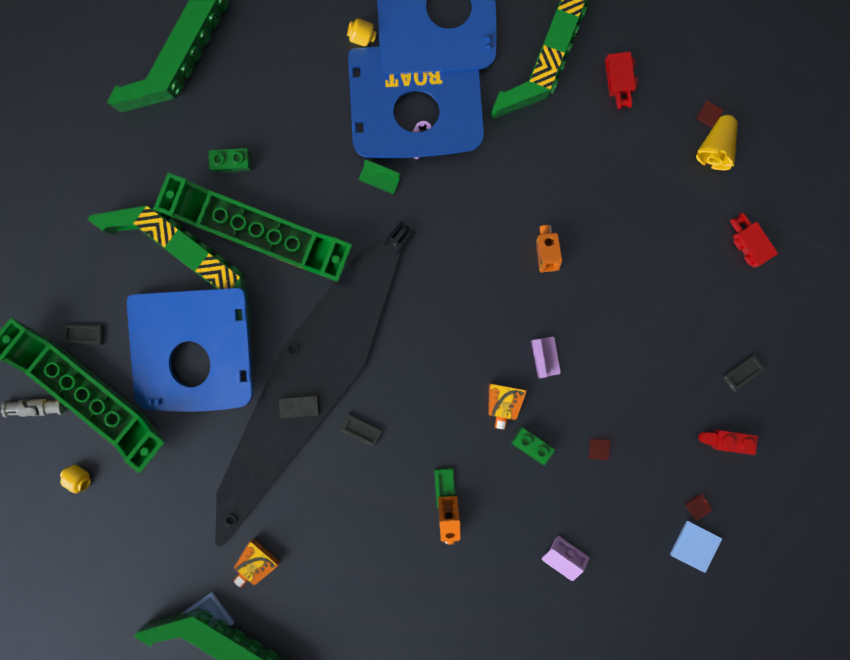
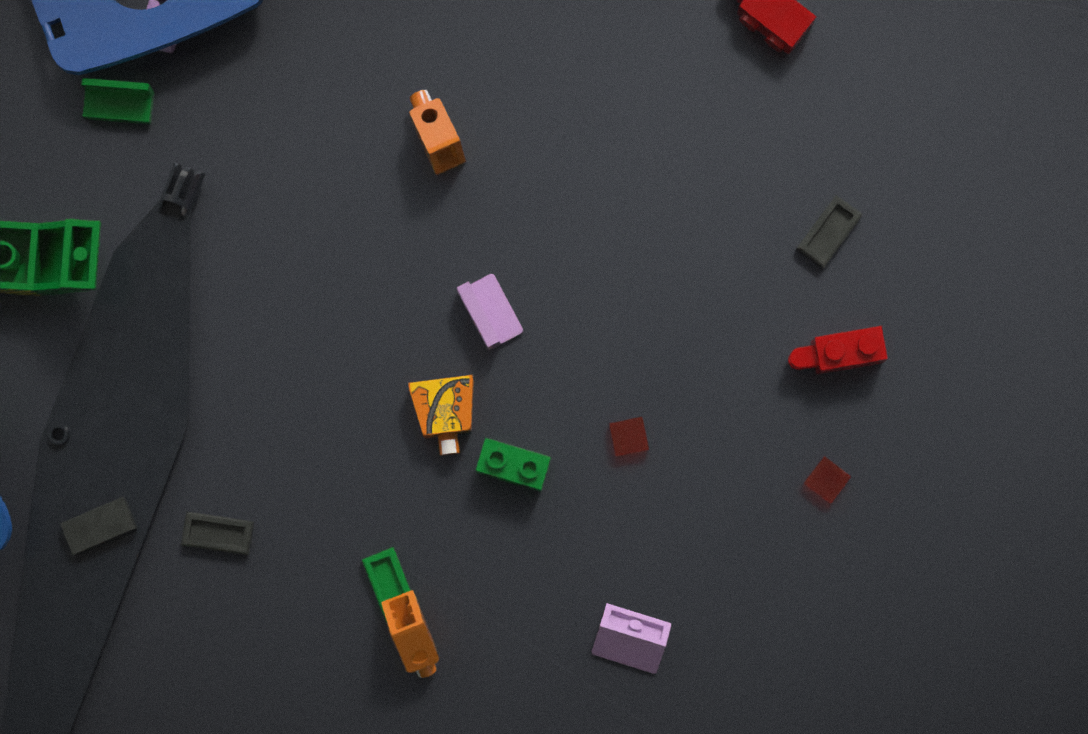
camera: 20 degrees left, 5 degrees down
(696, 546) = (844, 547): light blue tile -> none

